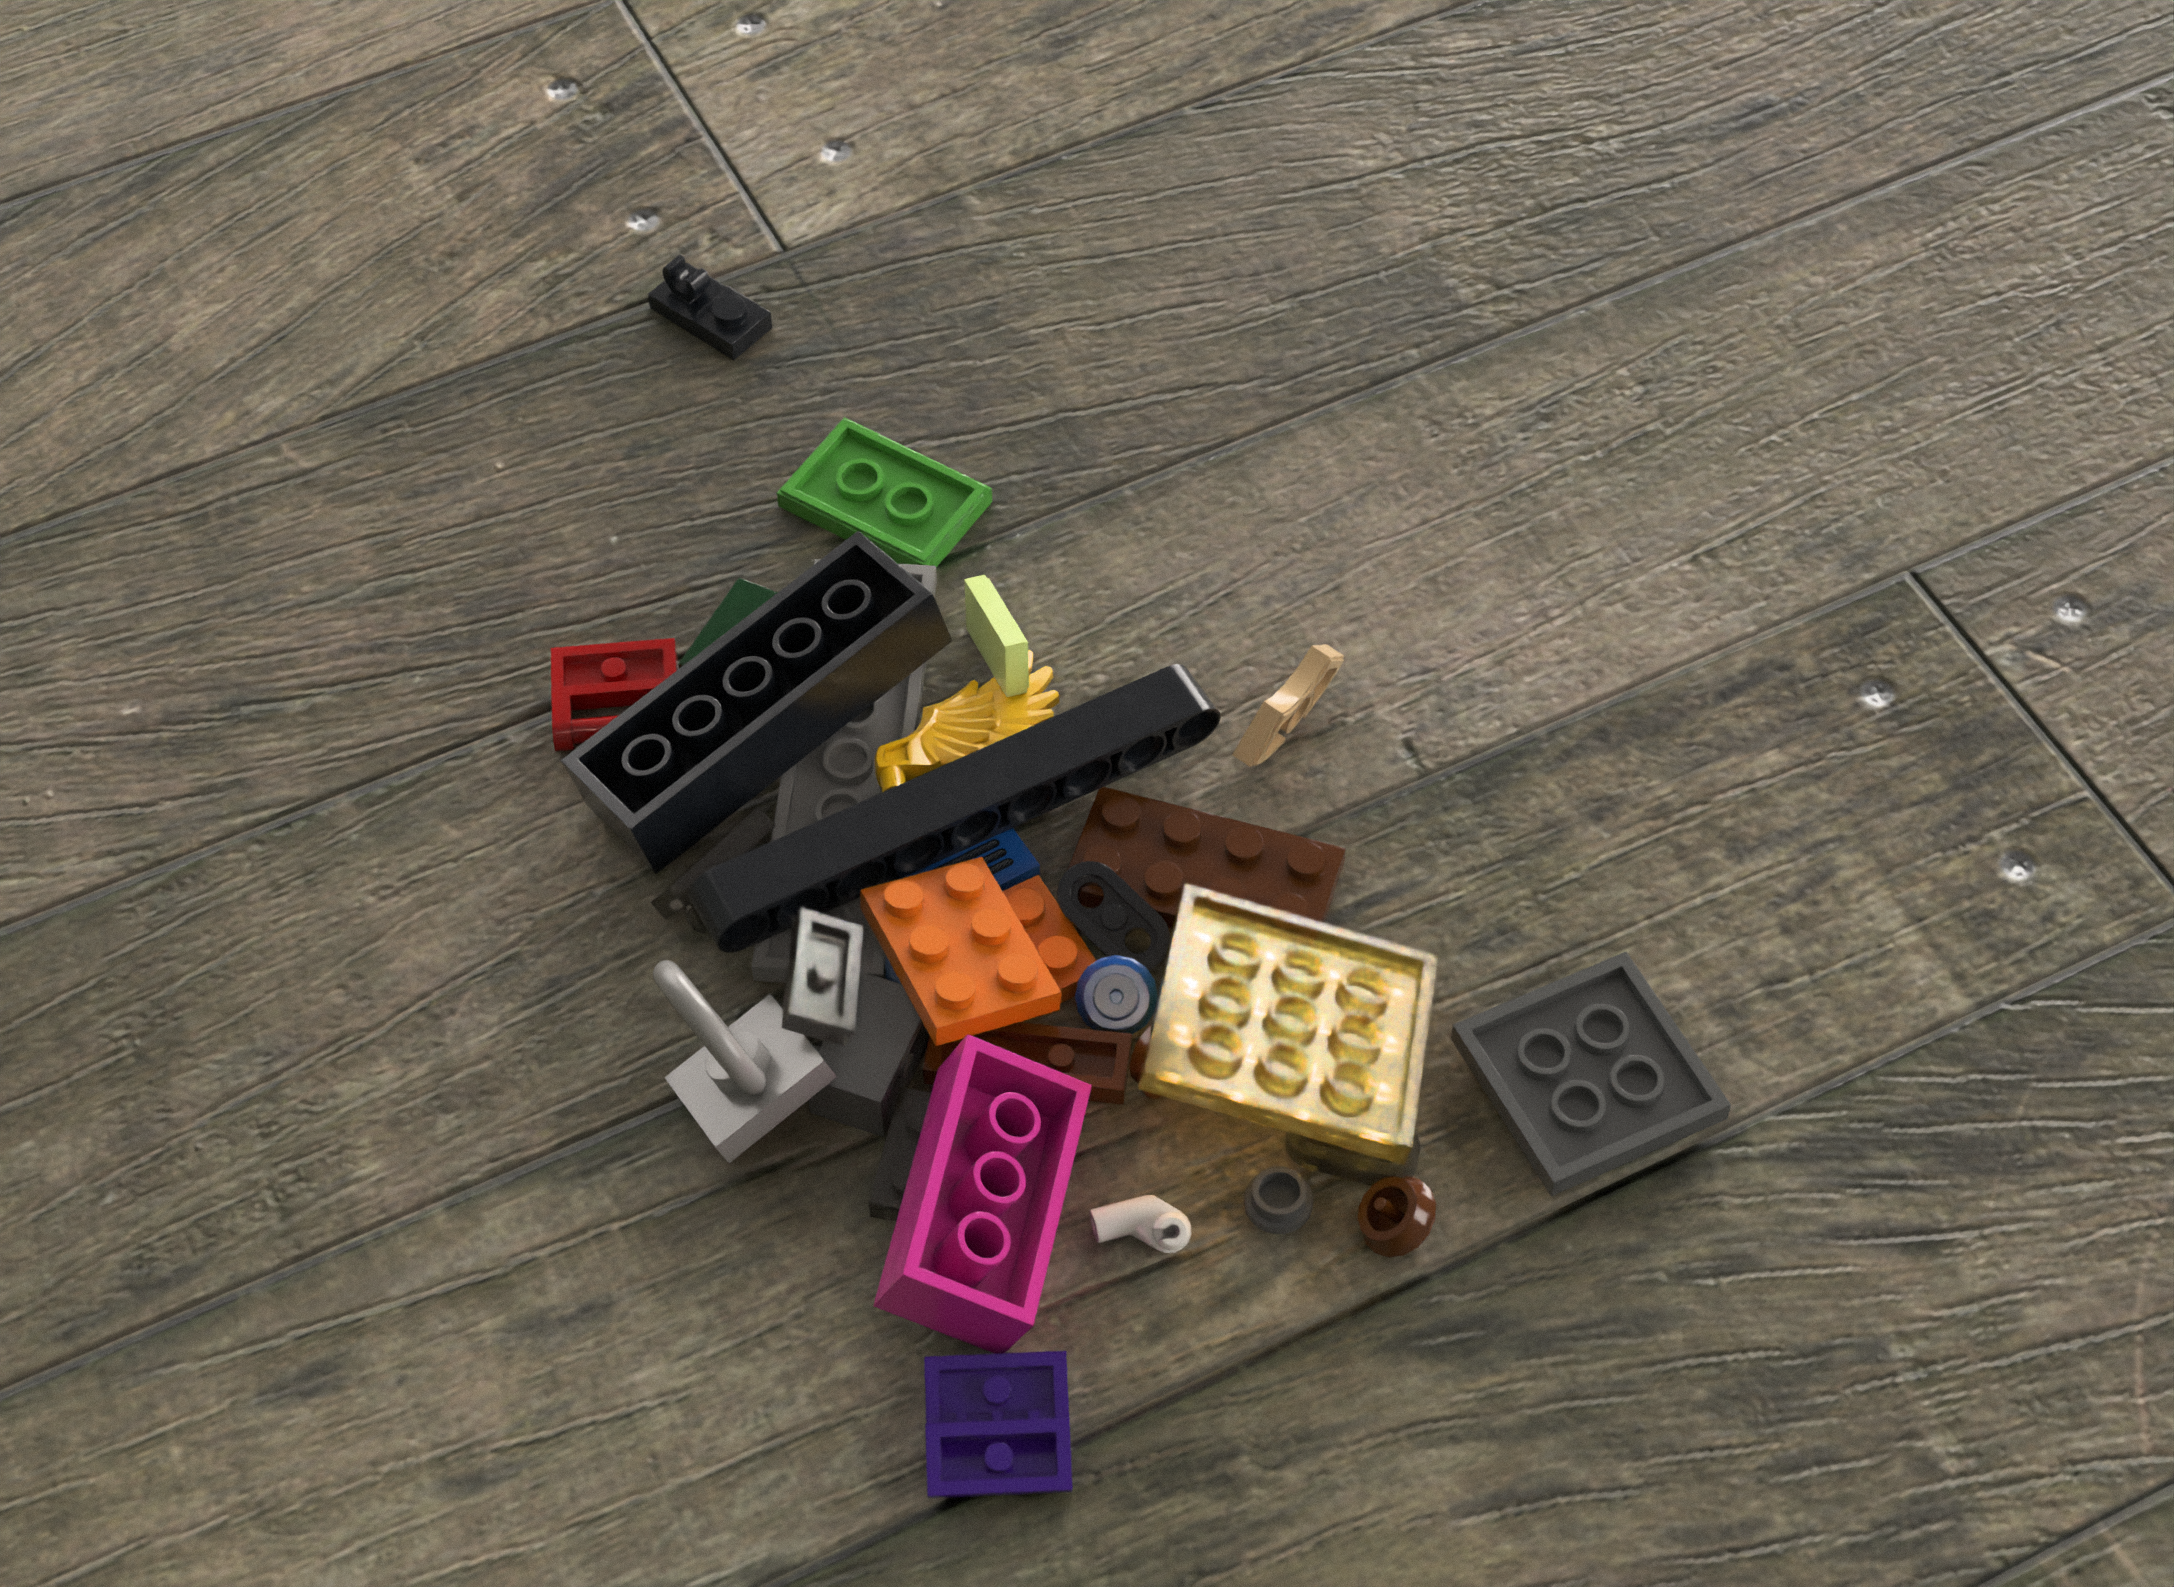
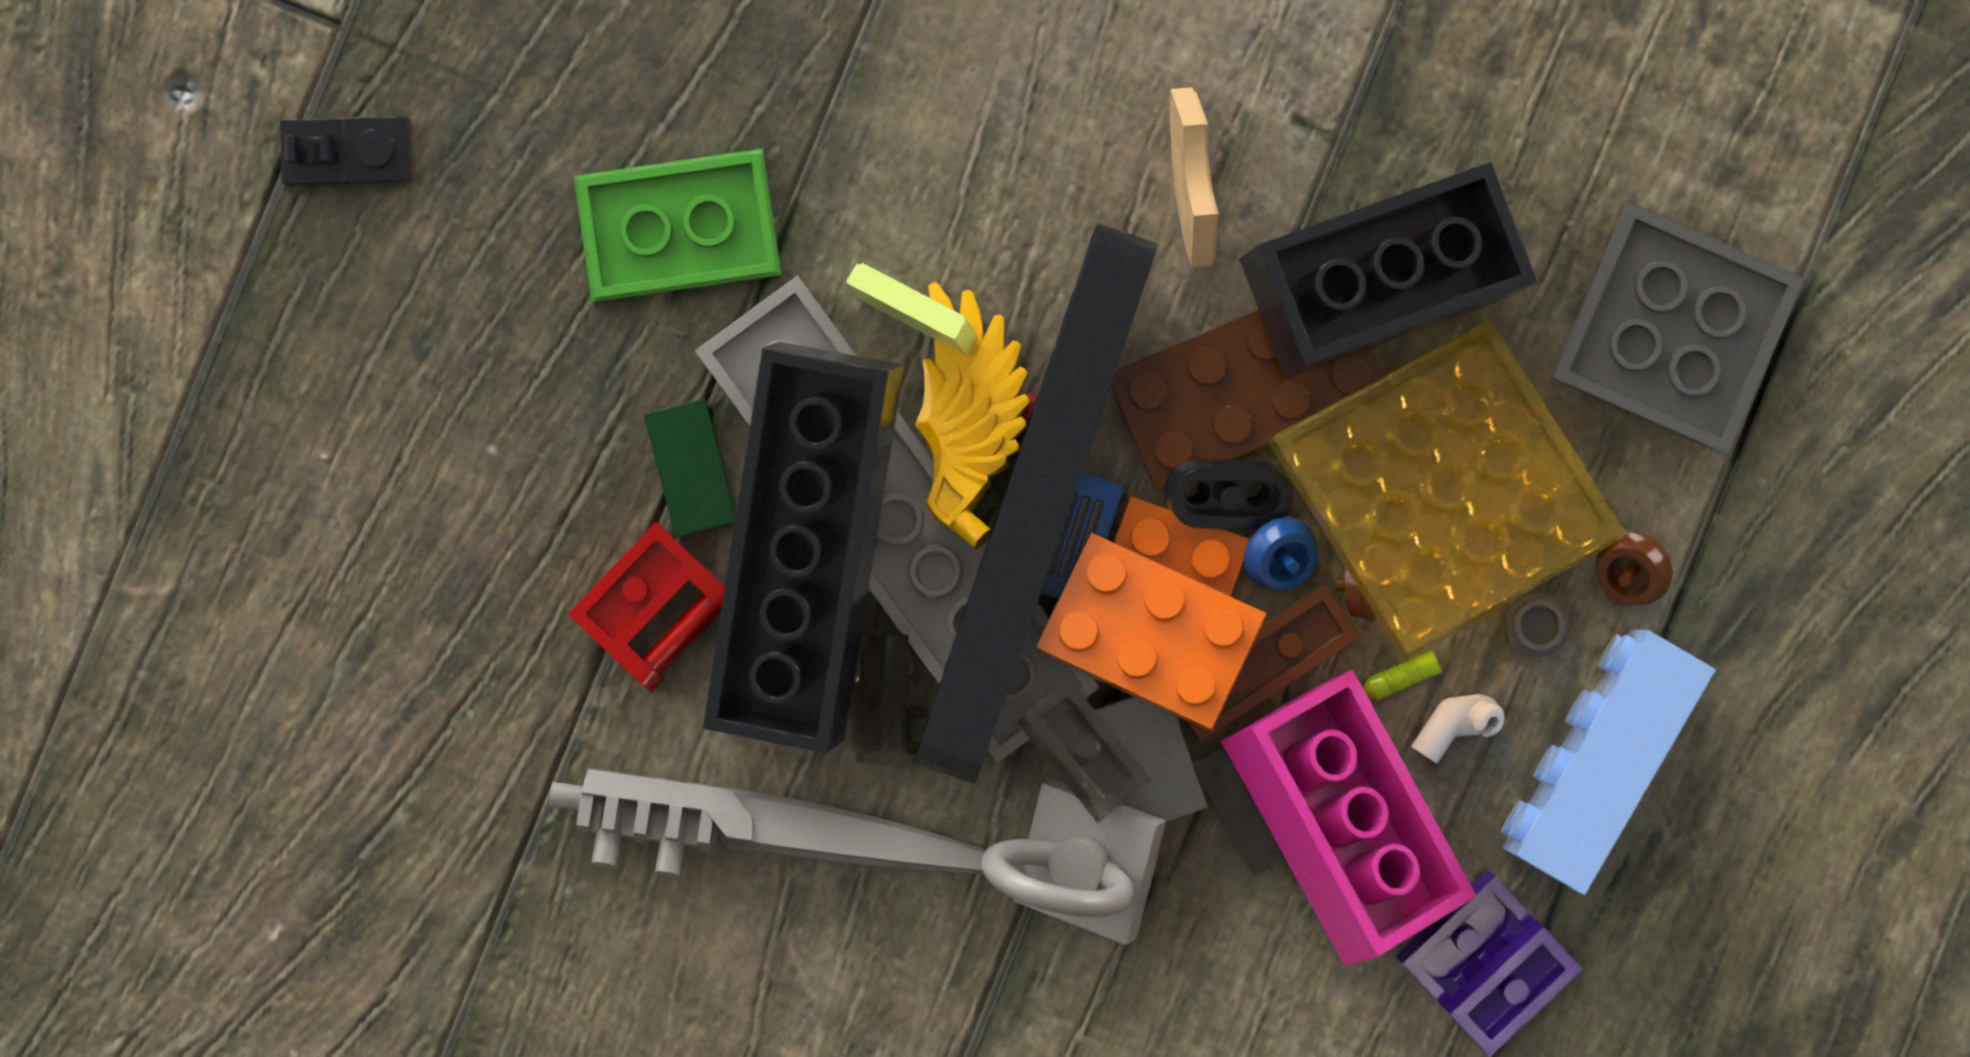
camera: 40 degrees left, 35 degrees up
(484, 827) = (746, 821): none -> light grey piece
(1129, 1156) = (1402, 676): none -> lime piece
(1242, 1313) = (1607, 757): none -> light blue brick
(1384, 840) = (1387, 269): none -> black brick

